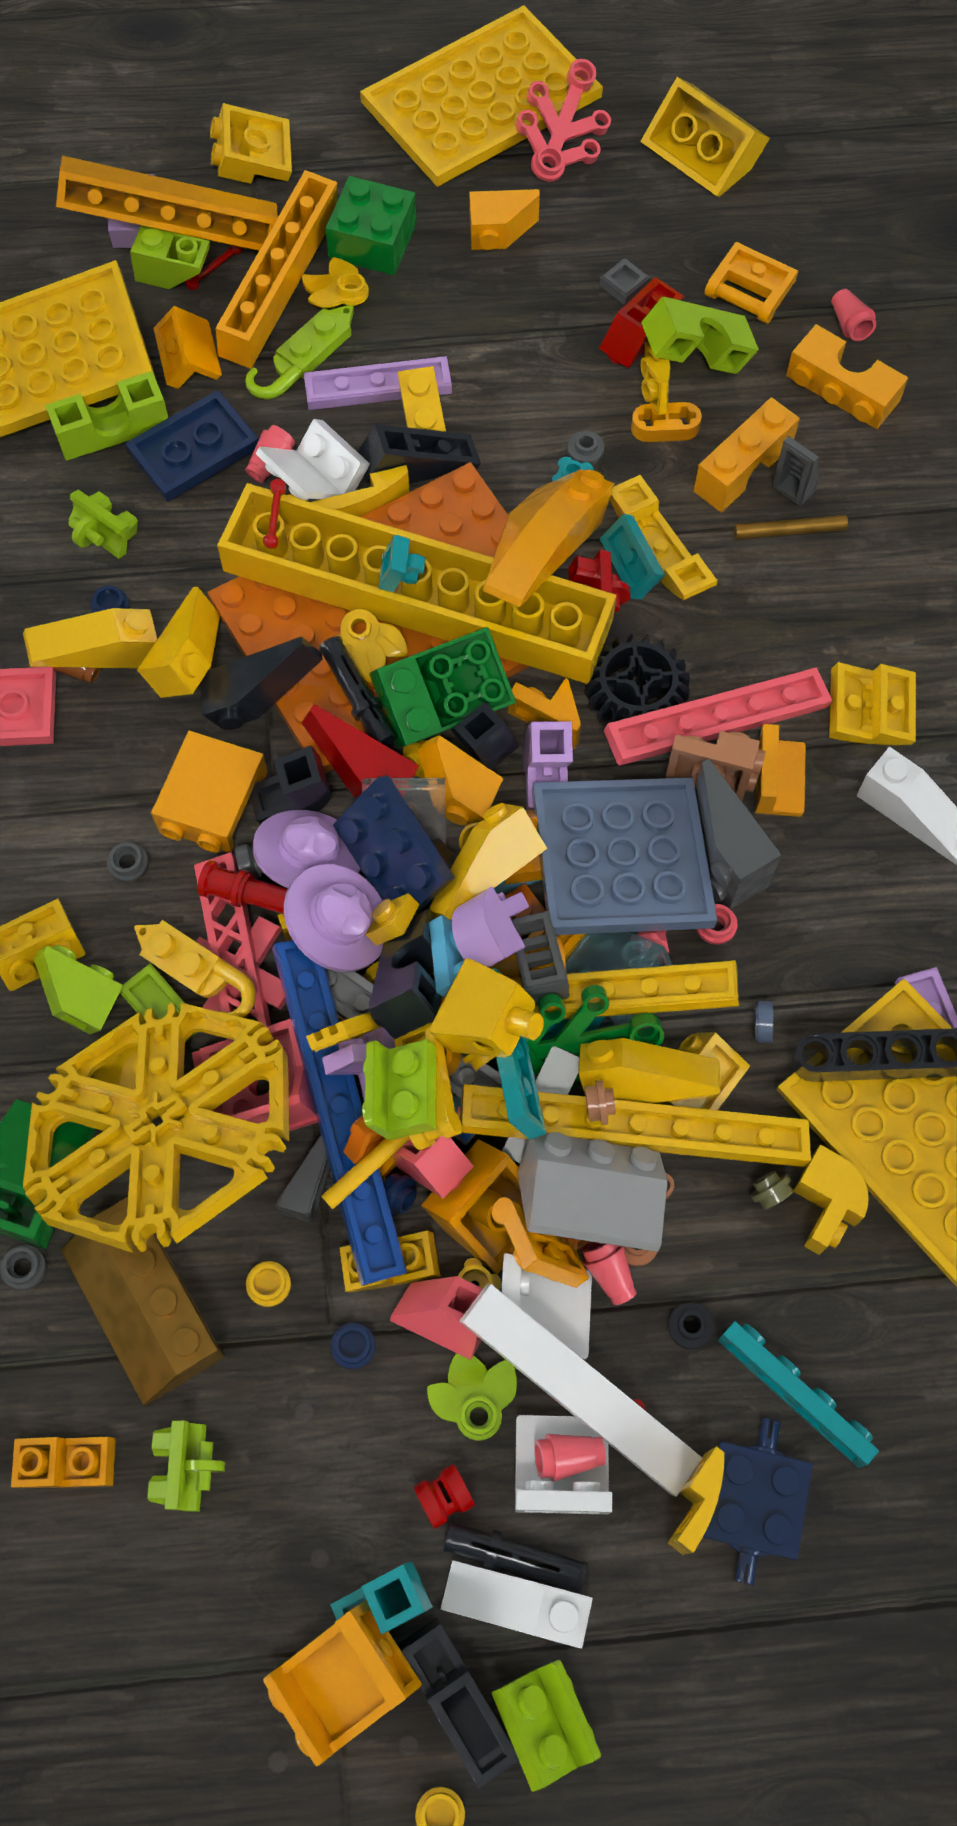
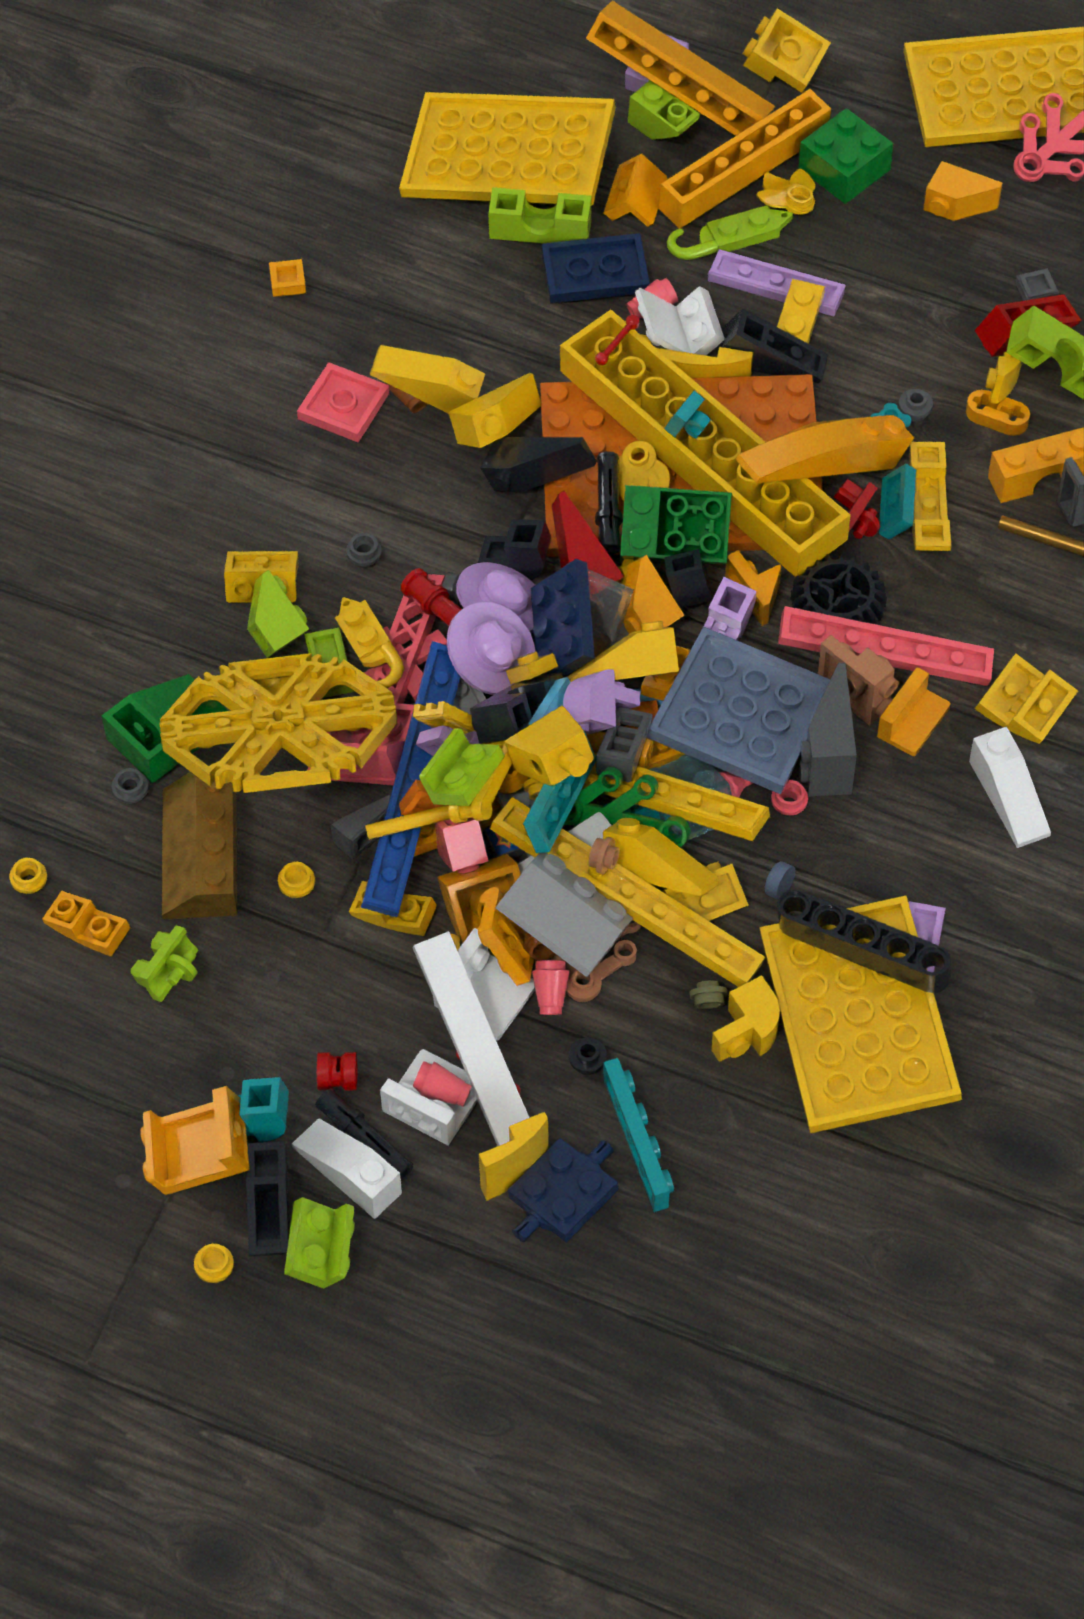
camera: 30 degrees right, 10 degrees down
(97, 525) = (484, 296): lime hips -> none
(107, 598) = (462, 353): dark blue plate -> none
(193, 283) = (674, 142): red hinge -> none
(207, 792) = (452, 525): light orange panel -> none
(353, 1346) = (332, 948): dark blue plate -> none
(399, 1193) = (426, 864): dark blue plate -> none
(435, 1310) = (398, 955): coral slope -> none
(474, 1388) = (400, 1019): lime plate -> none

